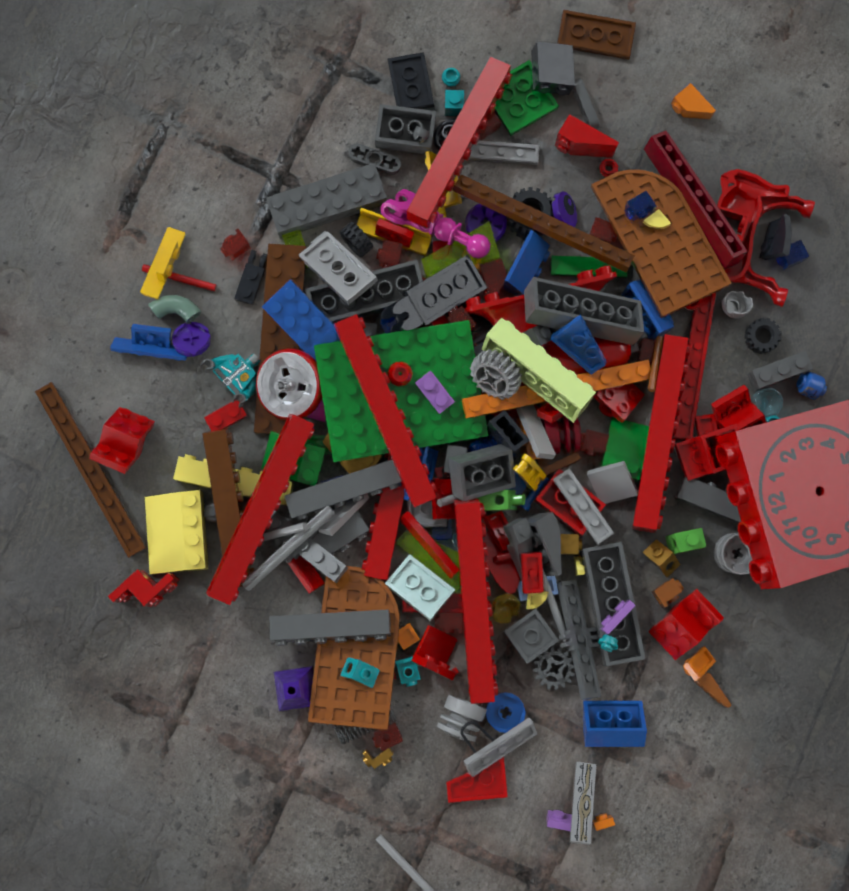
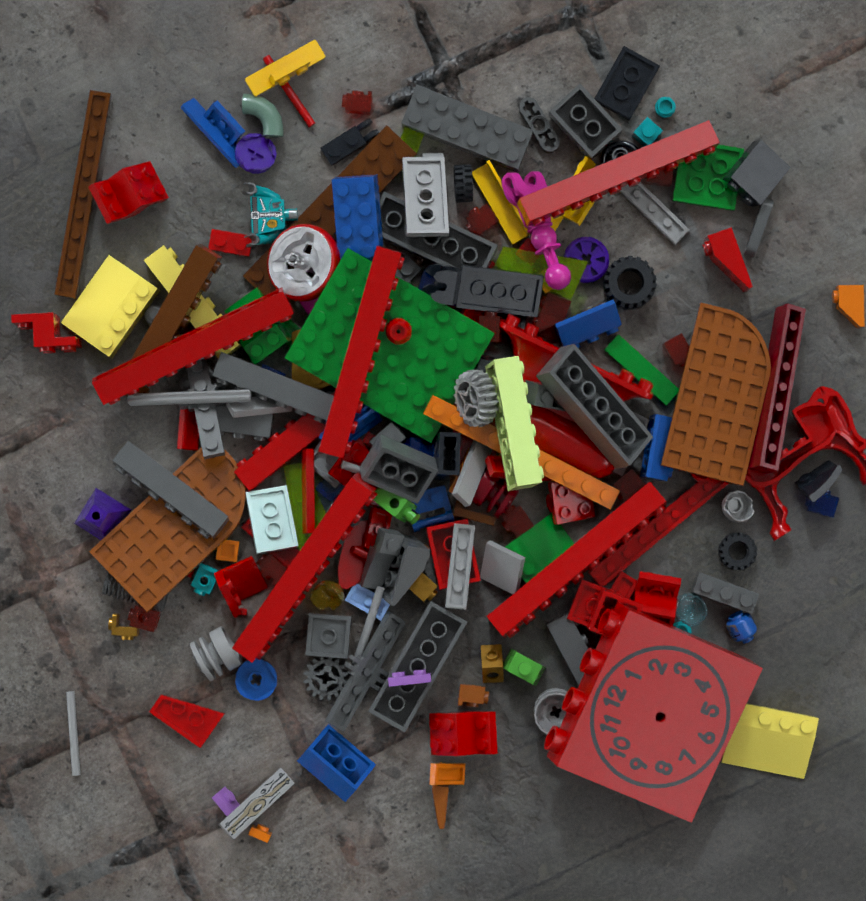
camera: 50 degrees right, 5 degrees up
(285, 531) = (198, 381): light grey bar -> none
(360, 672) = (164, 548): teal bracket -> none
(394, 232) = (499, 204): red plate -> none
(422, 133) = (592, 139): dark grey hinge -> none
(434, 392) = (415, 370): medium lavender plate -> none
(467, 741) = (224, 684): black piece -> none
(500, 747) = (228, 703): light grey tile -> none
(529, 472) = (439, 501): yellow plate -> none
(532, 572) = (371, 585): red plate -> none
(536, 599) = (358, 608): light yellow tile -> none
(543, 223) = (629, 302): reddish brown plate -> none
(564, 208) = (660, 305): dark purple tile -> none
(579, 567) = (418, 612): light yellow tile -> none
(580, 345) = (567, 432): blue wing -> none
(597, 34) = (823, 173): reddish brown tile -> none
(608, 162) = (732, 292): red plate -> none
(608, 643) = (384, 694): teal plate -> none
(640, 206) = (721, 356): clear blue brick -> none
(655, 363) = (620, 500): dark orange bar -> none
(657, 220) = (727, 380): light yellow tile -> none

